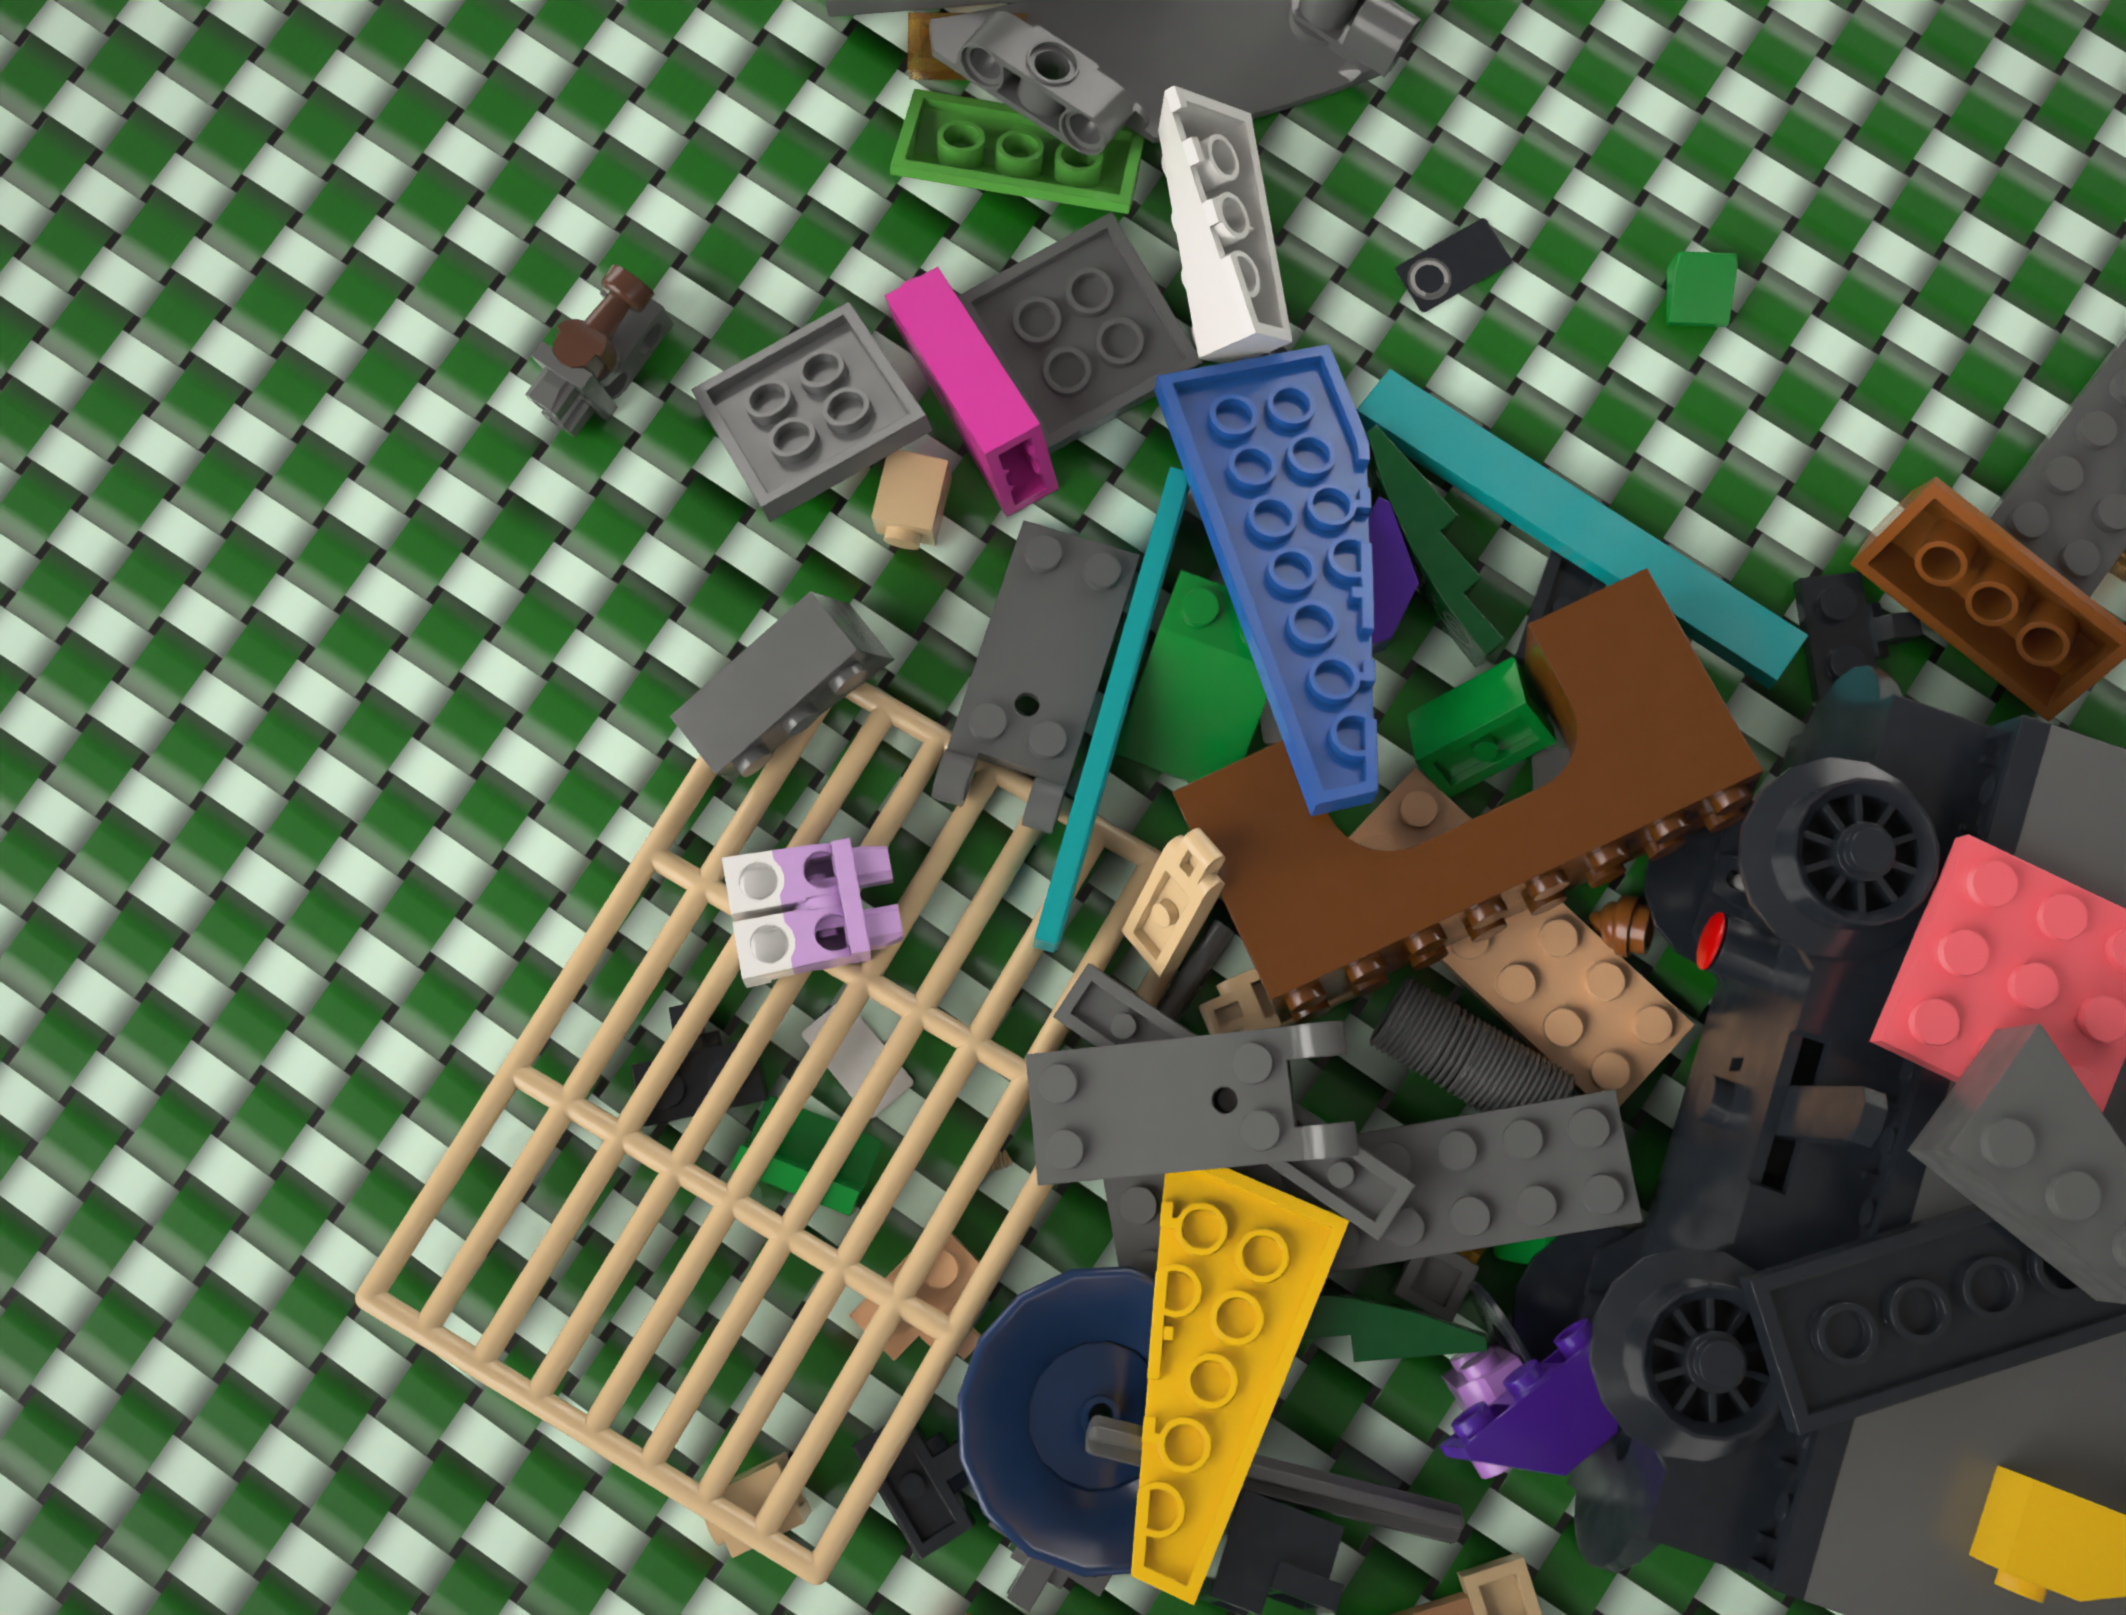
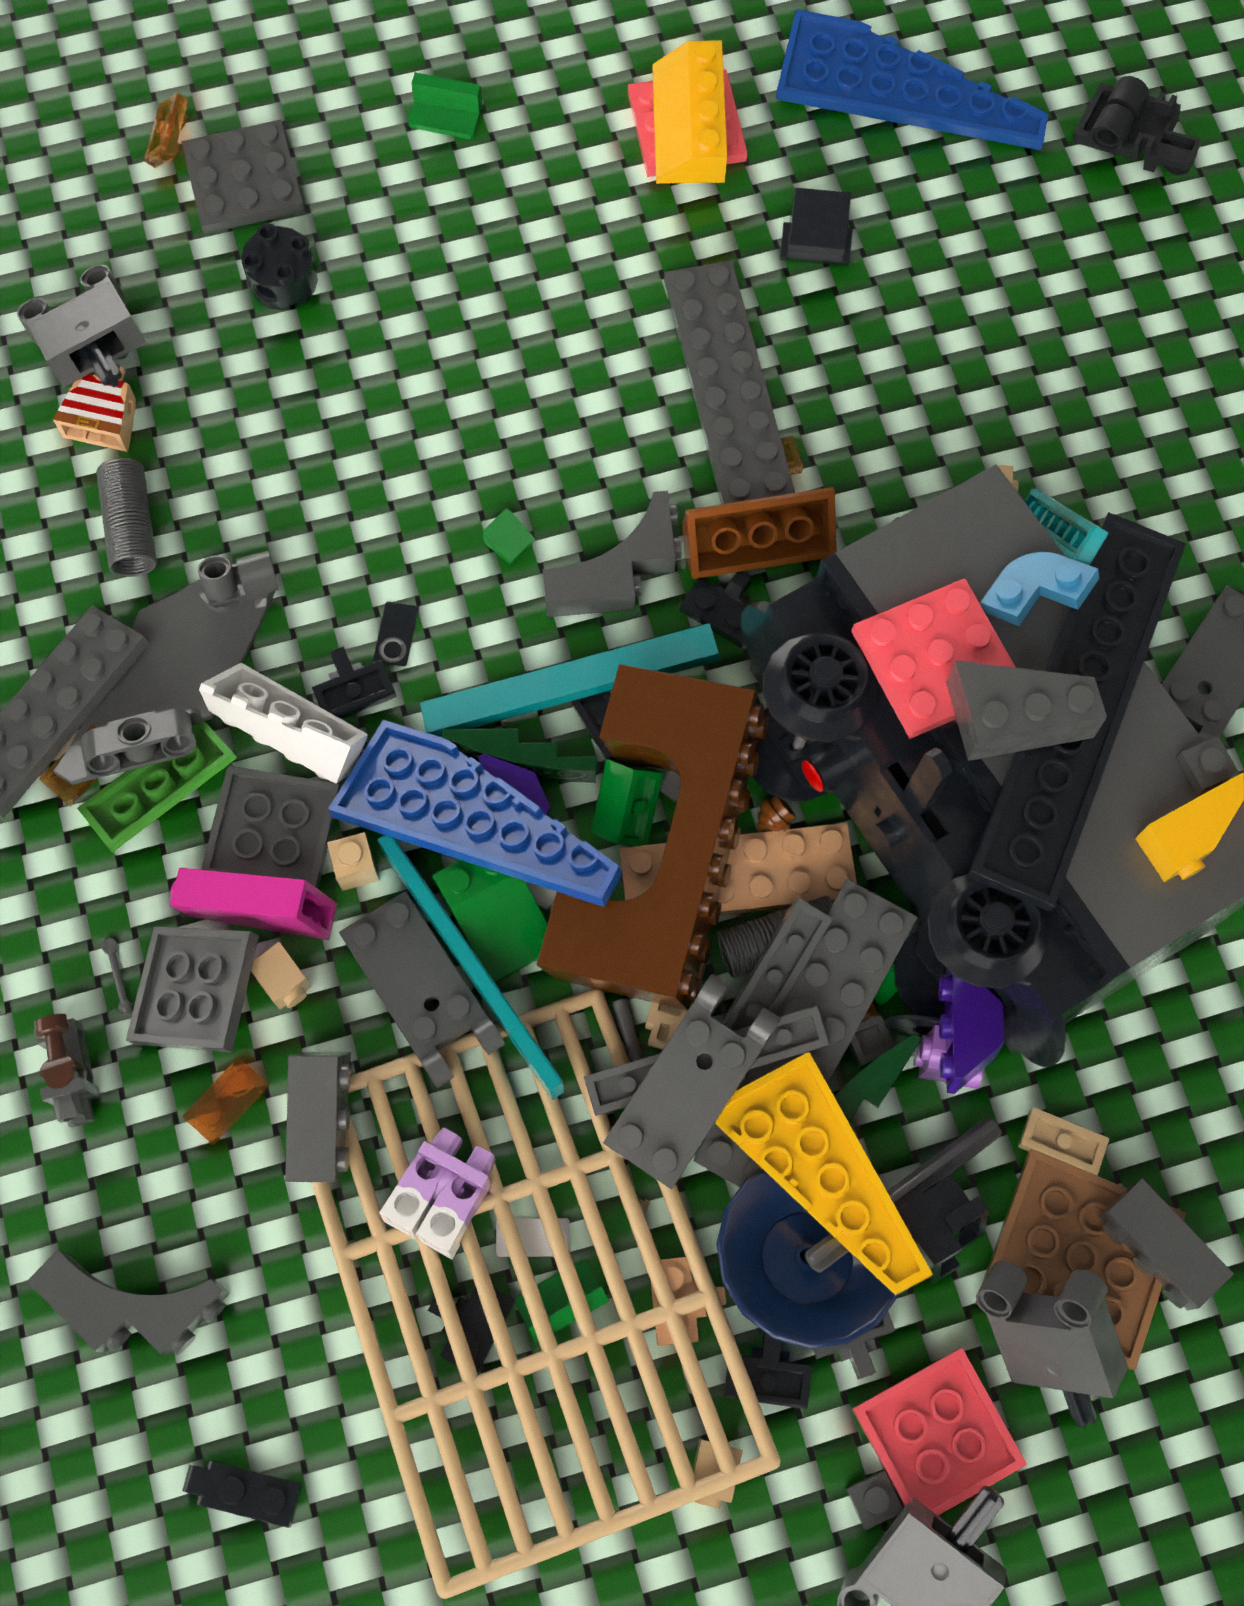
camera: 55 degrees left, 10 degrees down
(308, 970) = (244, 1492): none -> black hinge
(371, 640) = (106, 1314): none -> dark grey arch
(719, 565) = (226, 1101): none -> clear orange plate
(785, 277) = (110, 947): none -> dark grey hinge
(1121, 461) = (353, 861): none -> tan brick
(1175, 901) = (589, 1007): tan hinge -> none
(1339, 272) = (353, 686): none -> black hinge
(1428, 1092) = (779, 964): none -> dark grey plate
(1762, 464) = (614, 577): none -> dark grey arch

